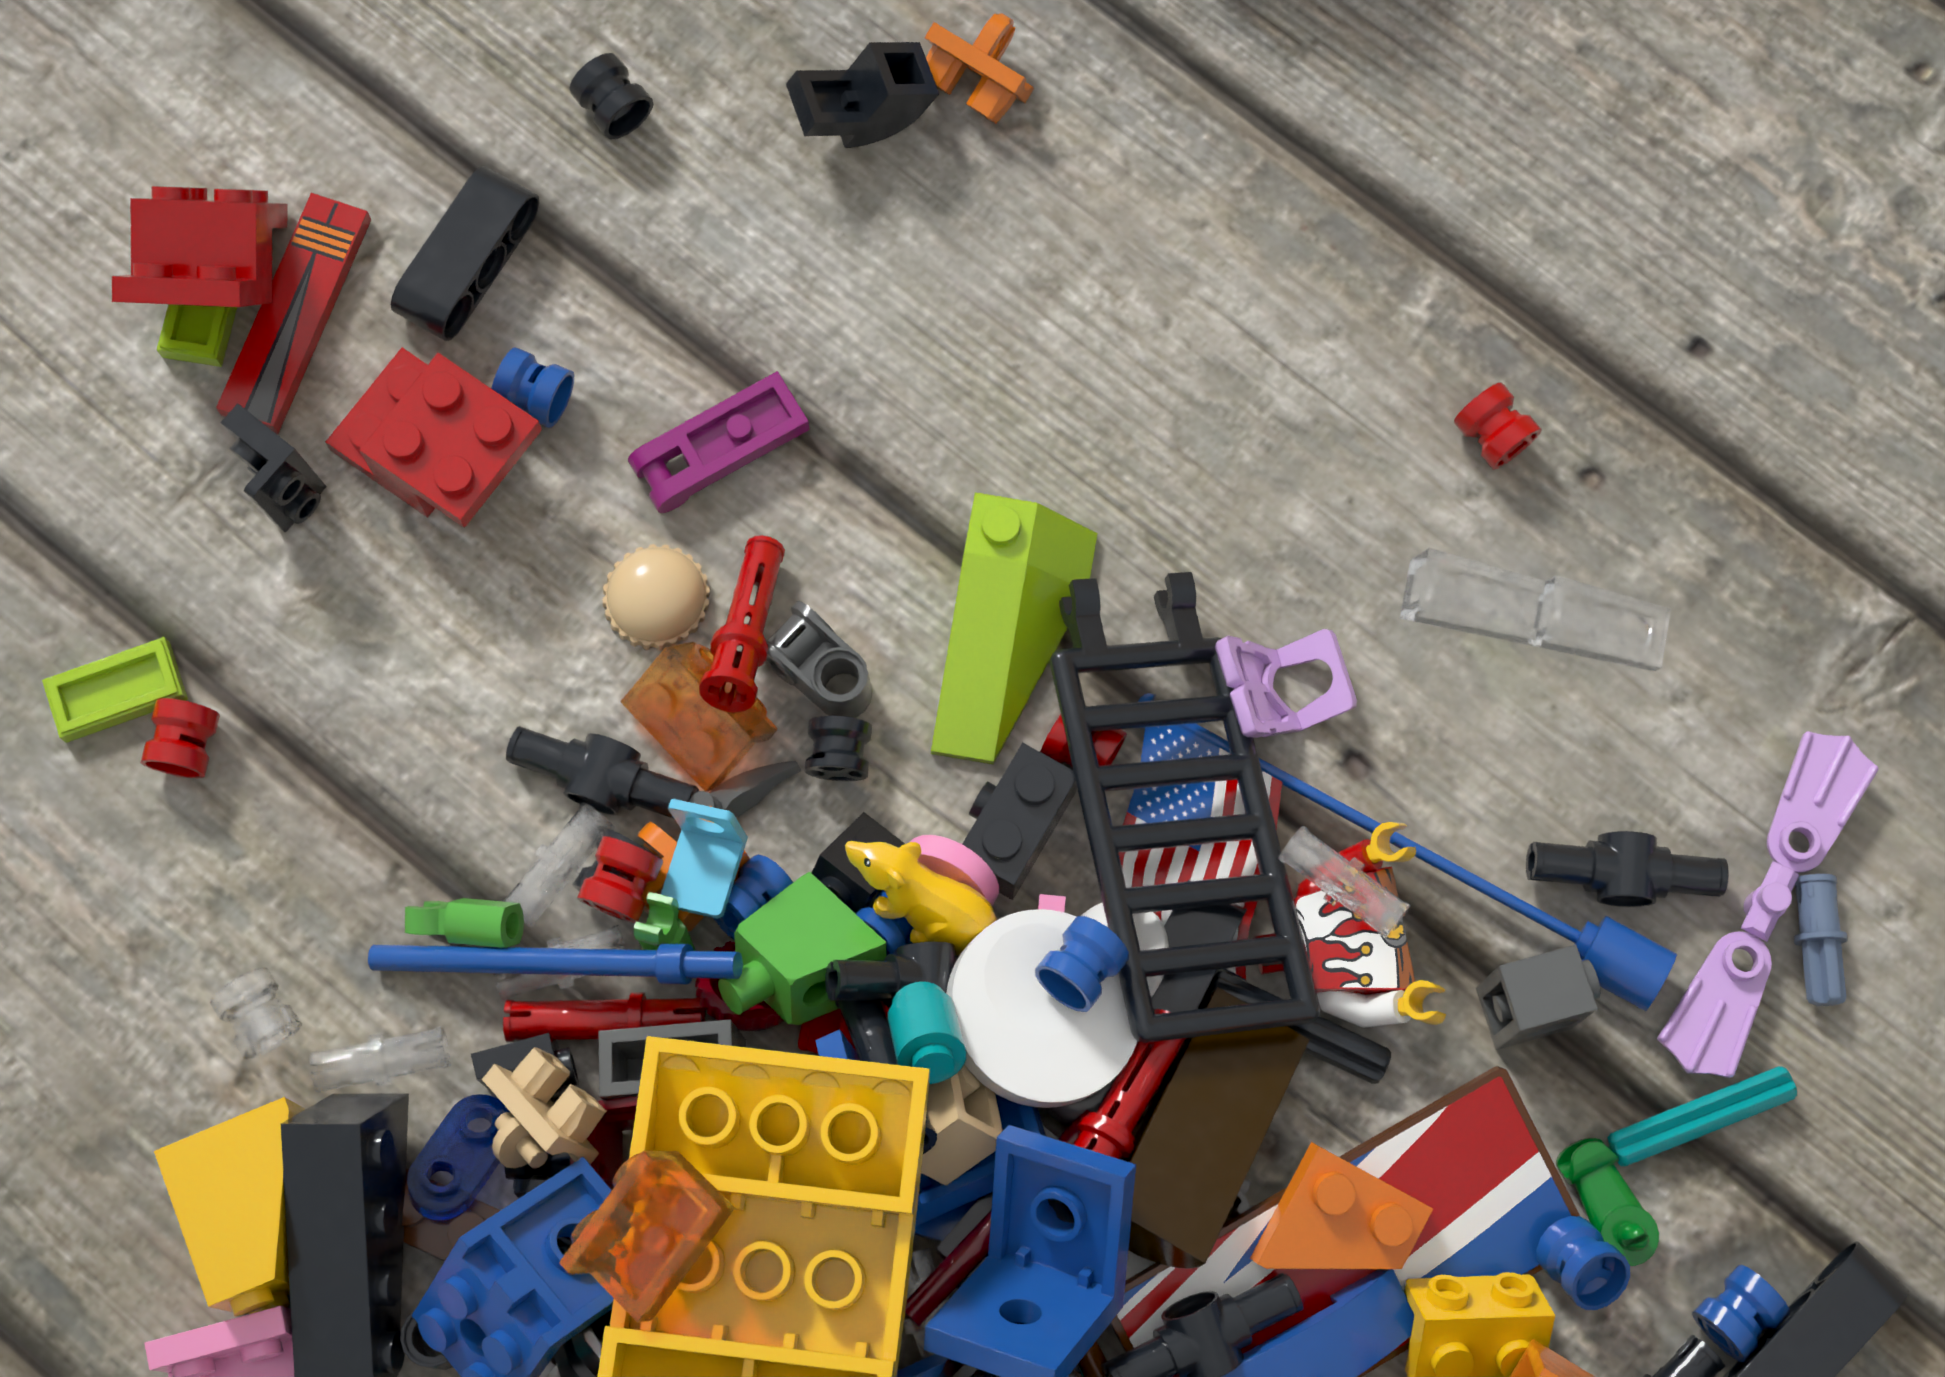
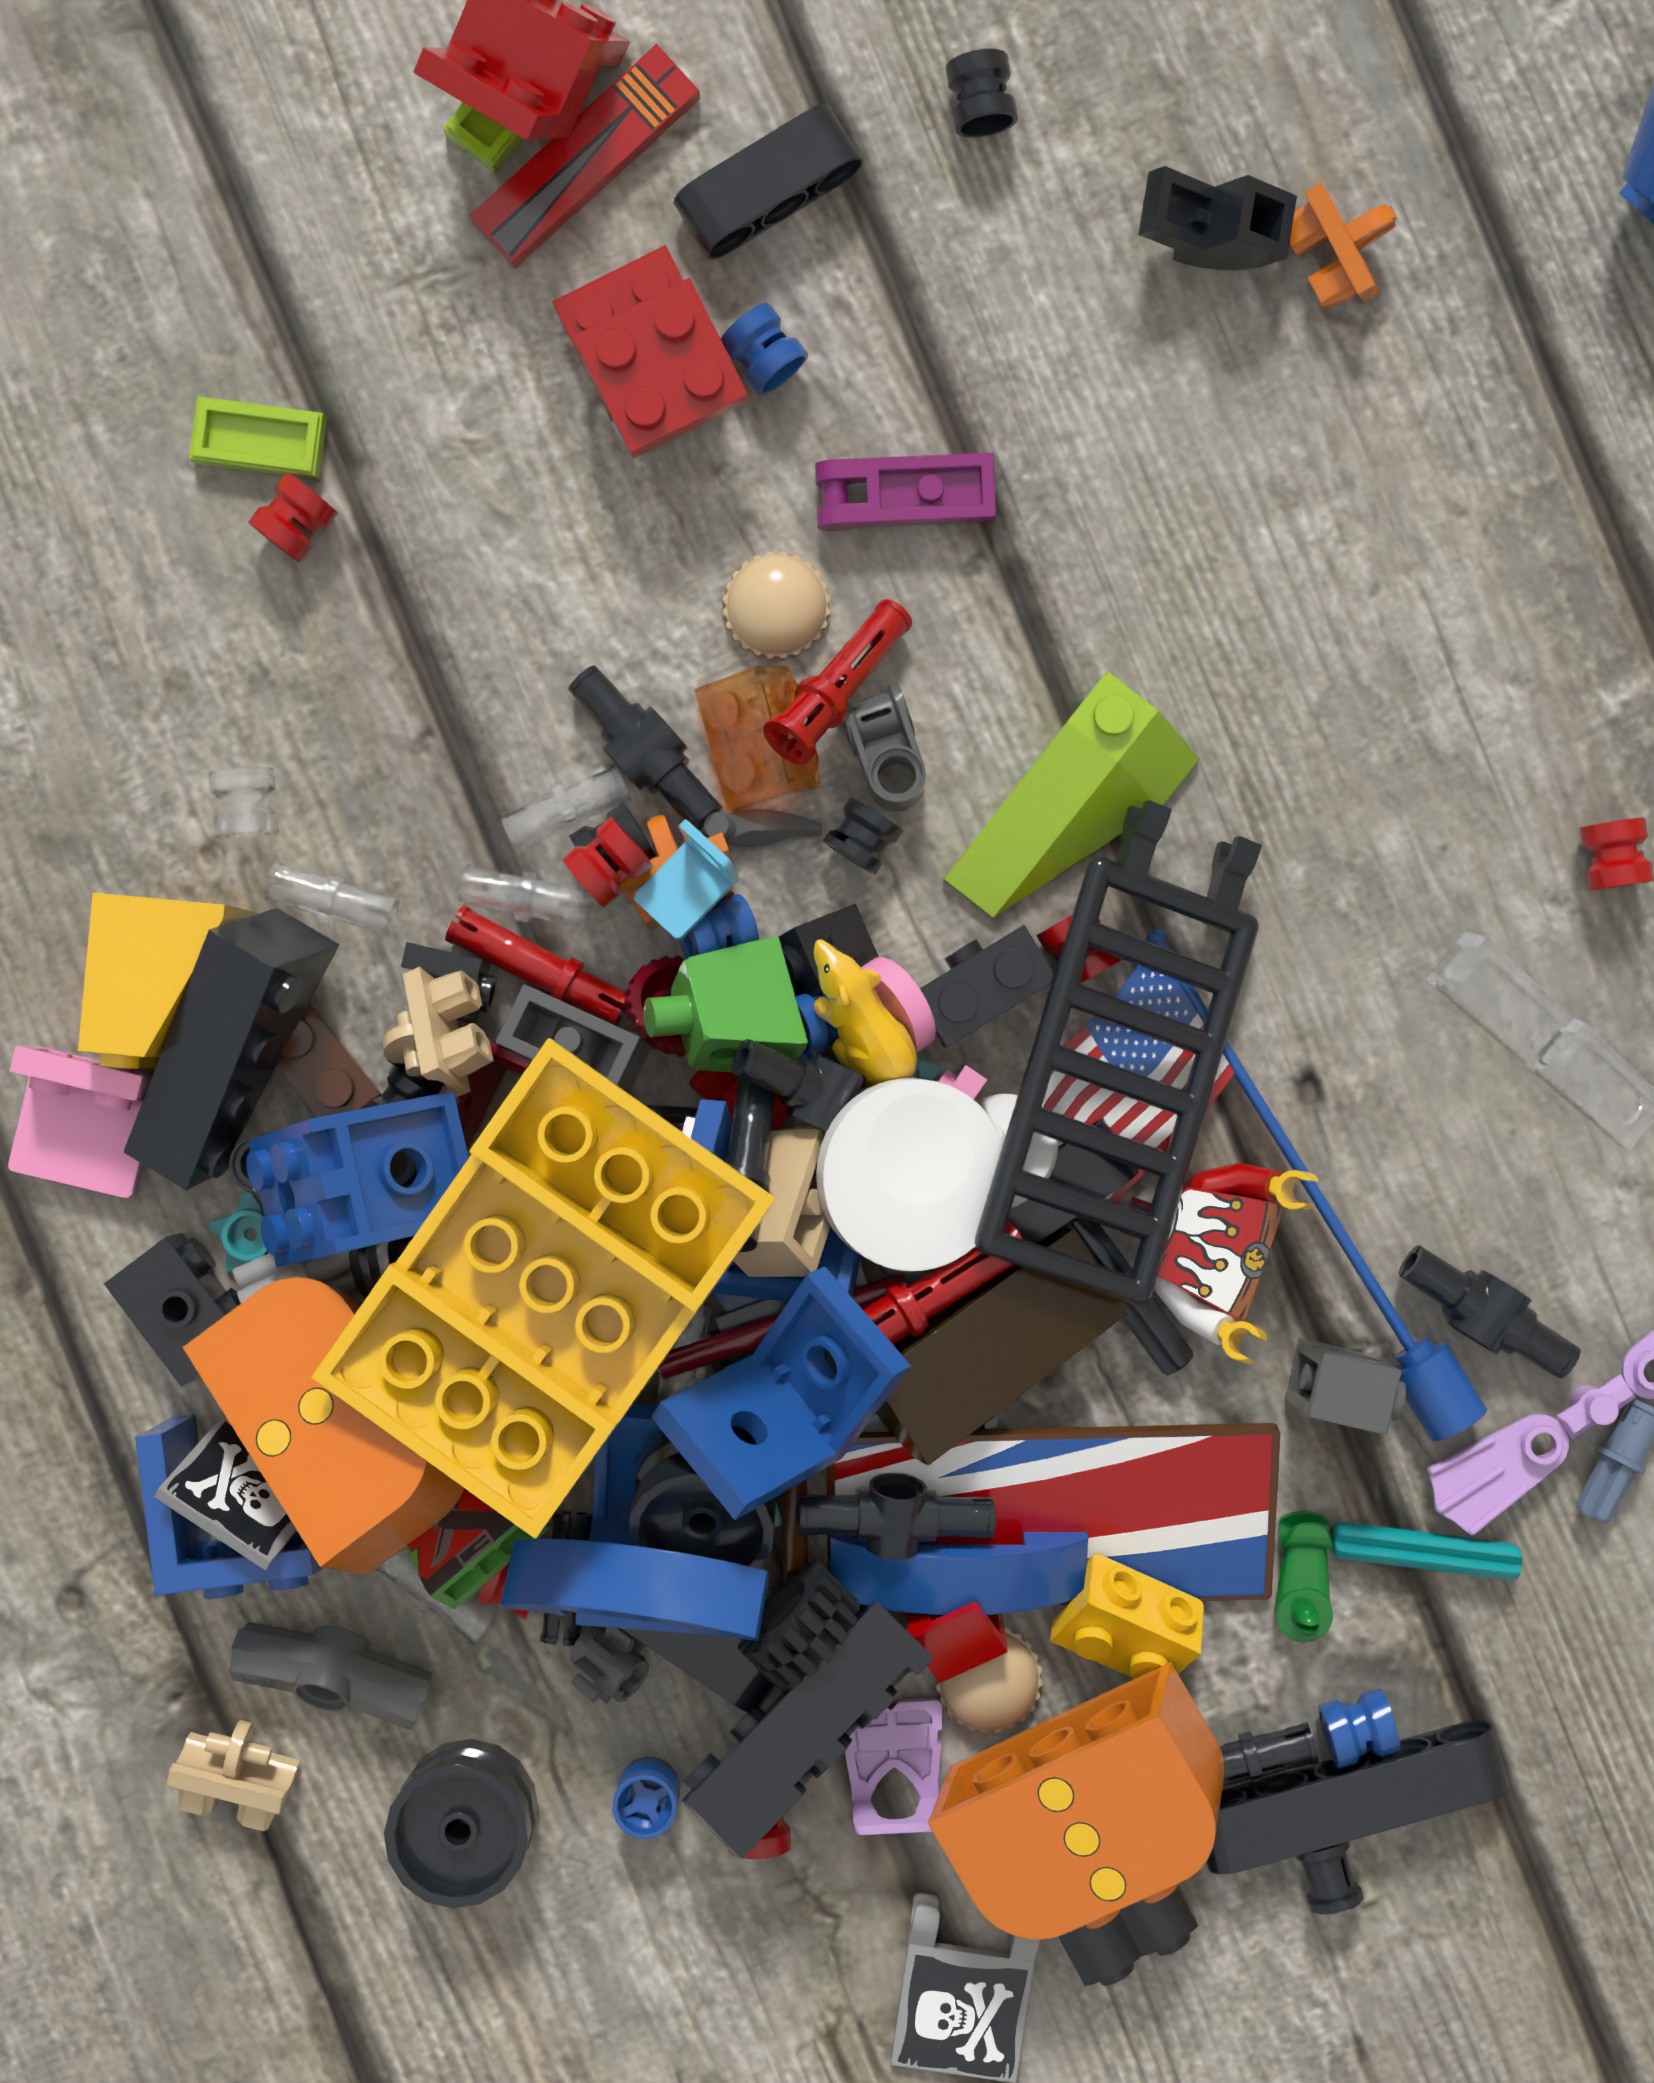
camera: 25 degrees right, 15 degrees up
(282, 480) = (497, 326): black bracket -> none
(459, 1152) = (357, 1018): clear blue plate -> none
(468, 921) = (462, 820): bright green bar -> none
(648, 1231) = (464, 1209): clear orange bracket -> none
(662, 924) = (623, 930): bright green bar -> none
(668, 963) = (610, 960): blue bar -> none
(927, 1030) = (795, 1151): teal brick -> none
(1084, 961) = (969, 1157): blue wheel -> none
(1251, 673) = (1251, 995): lavender piece -> none
(1340, 1219) = (1065, 1480): orange wing -> none
(1344, 881) = (1234, 1201): clear pin -> none
(1583, 1264) = (1251, 1627): blue wheel -> none

